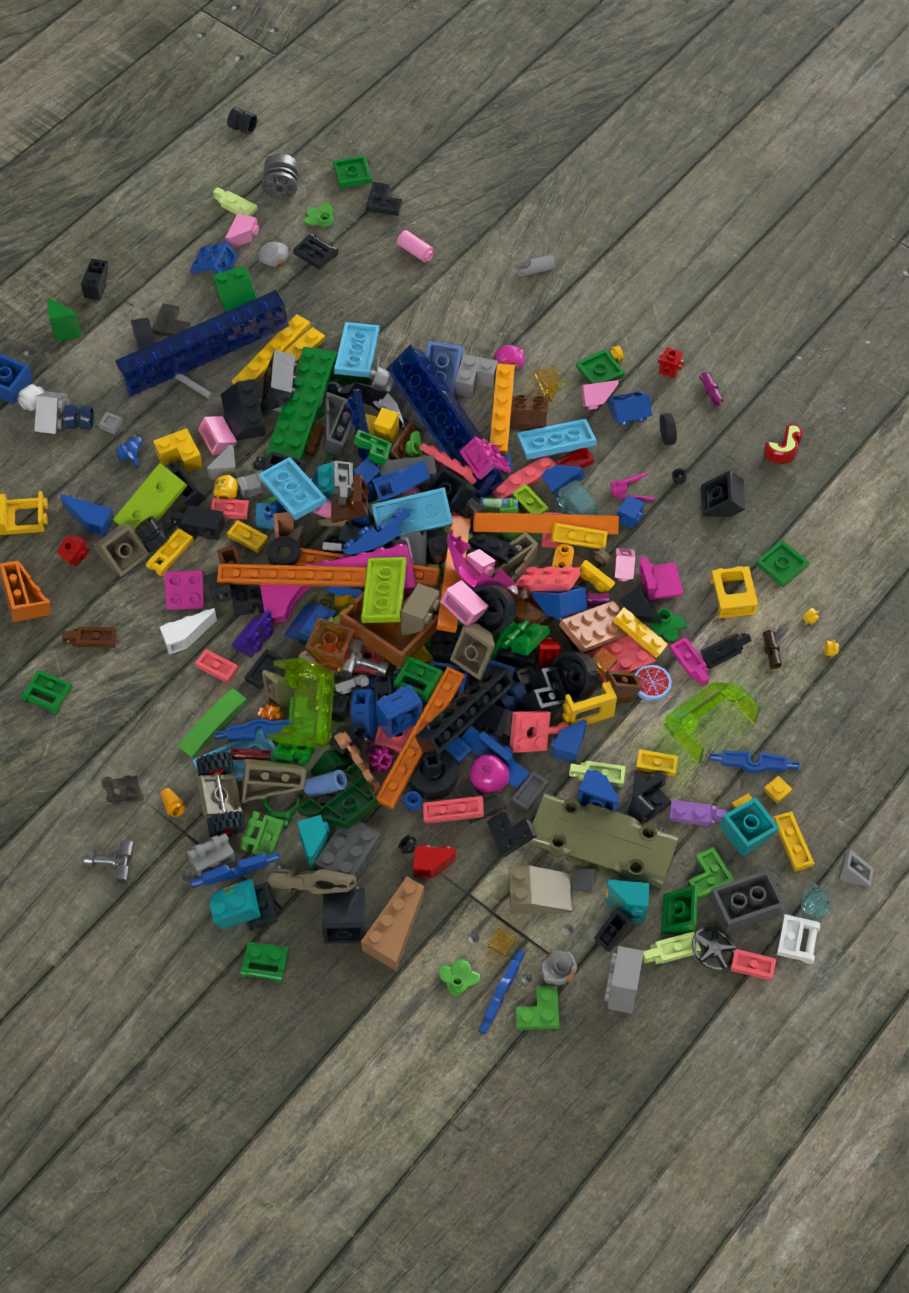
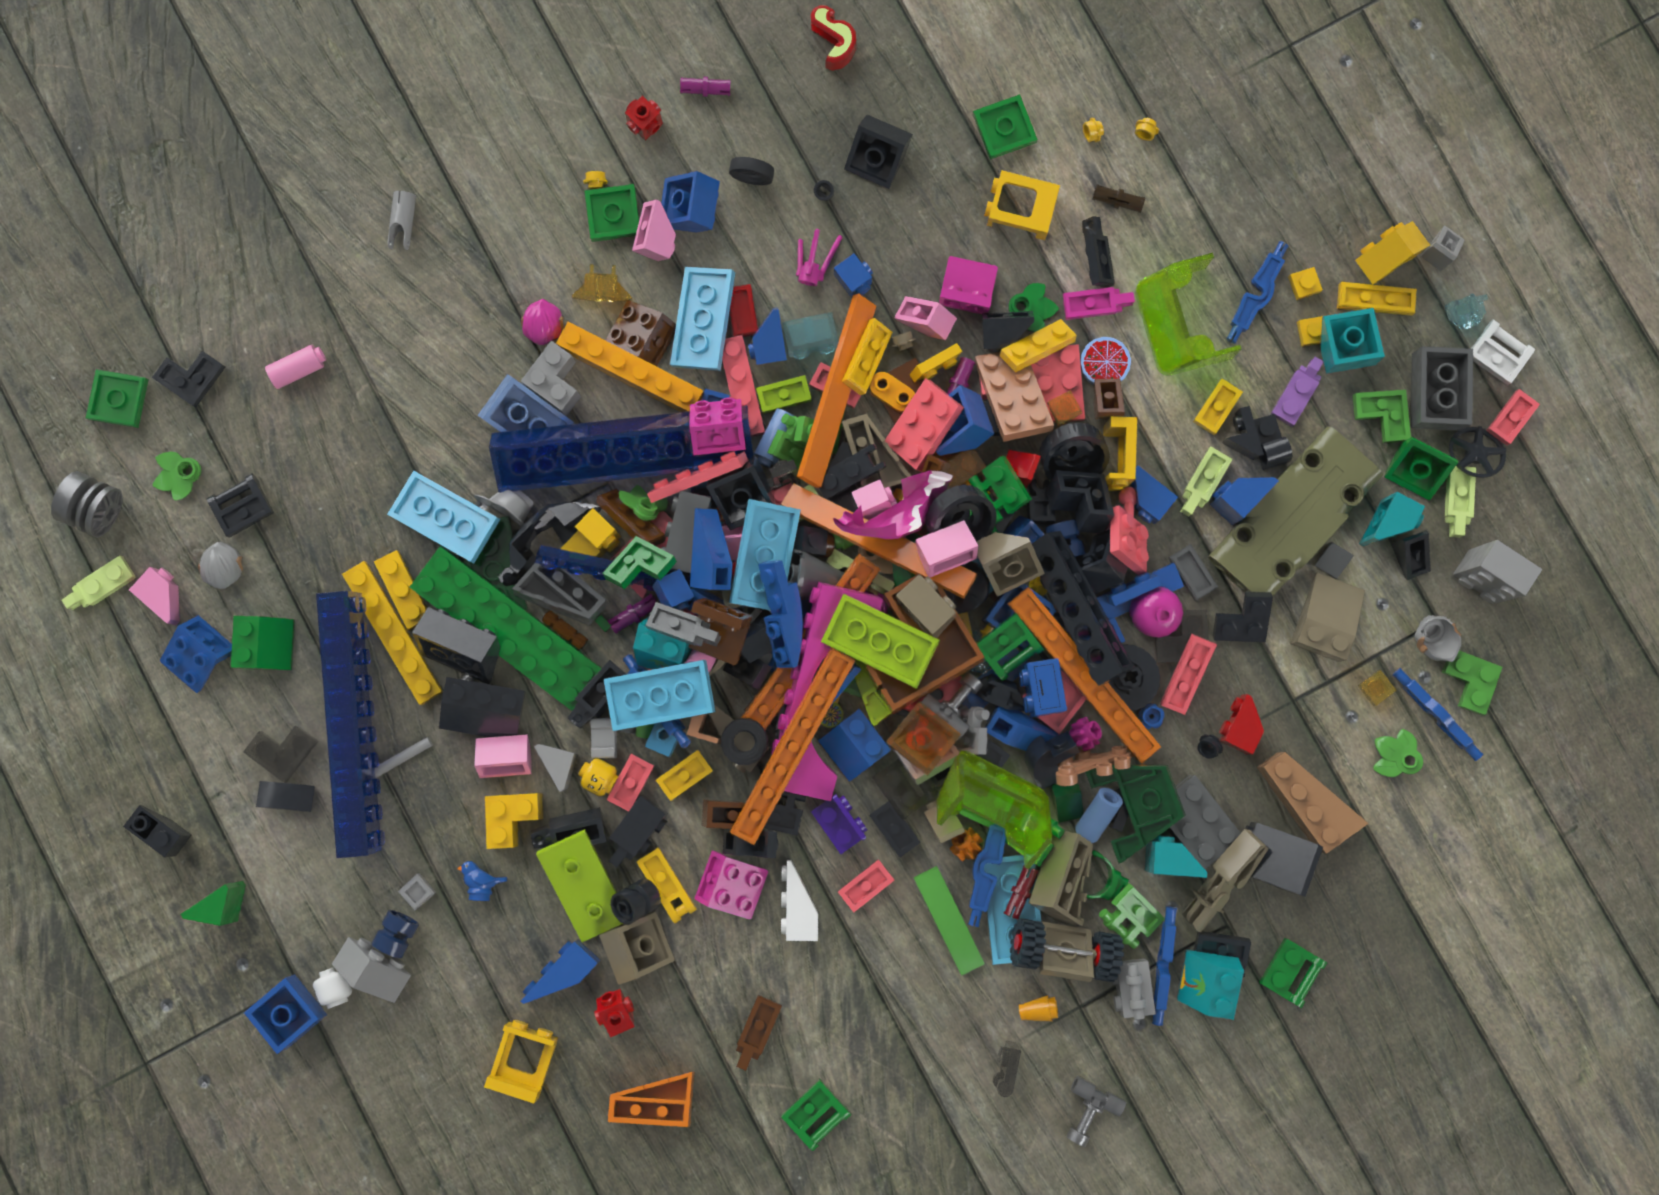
camera: 65 degrees left, 25 degrees up
(832, 830) = (1396, 248): none -> yellow brick

